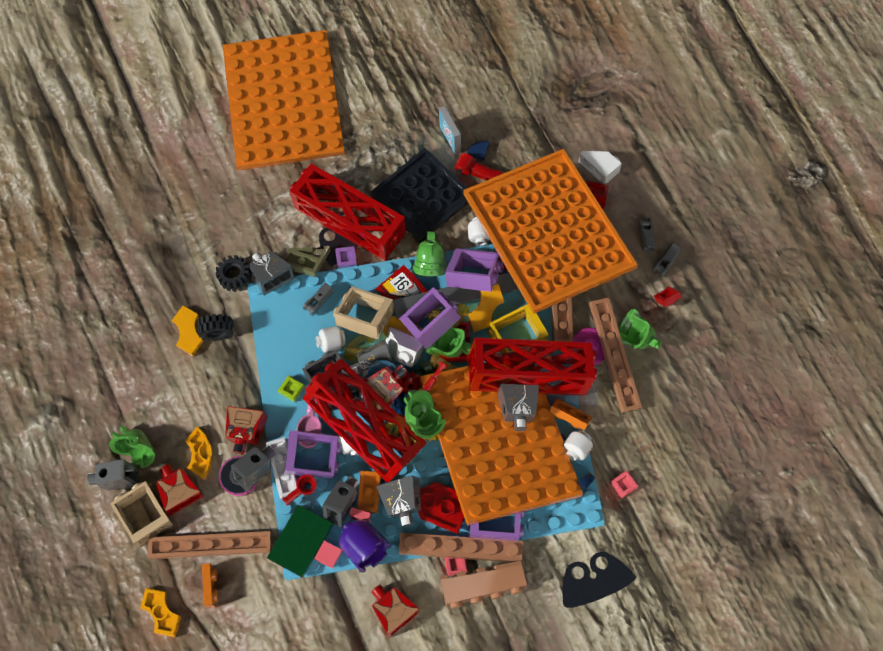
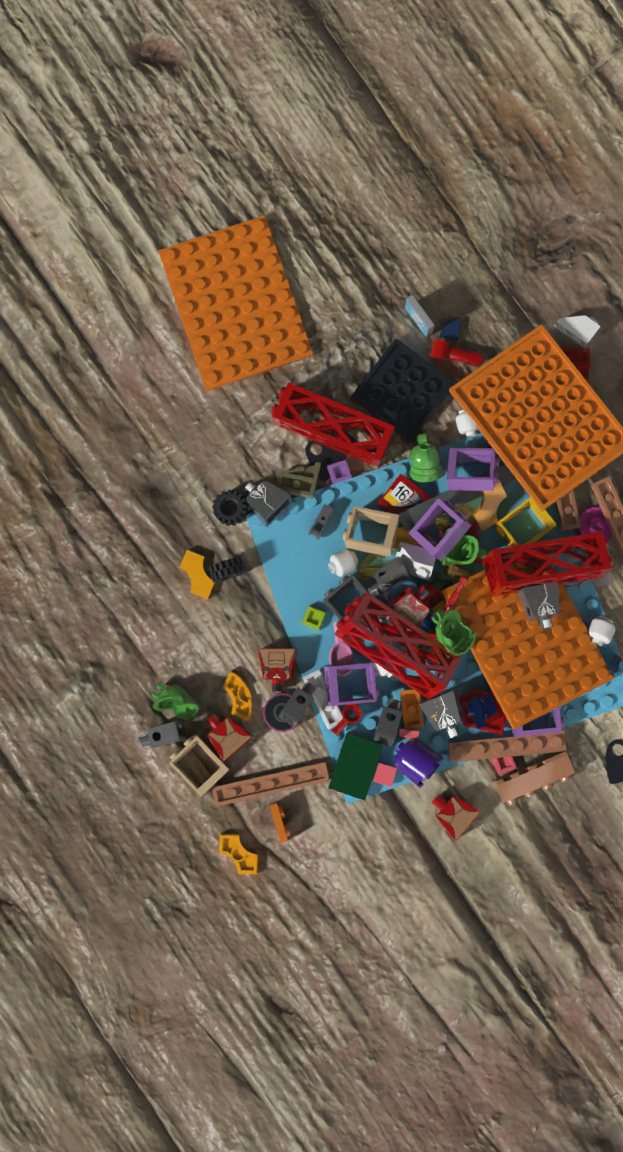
camera: 15 degrees left, 15 degrees up
(439, 502) = (480, 710): none -> clear blue brick
(570, 414) = (590, 601): orange plate -> none

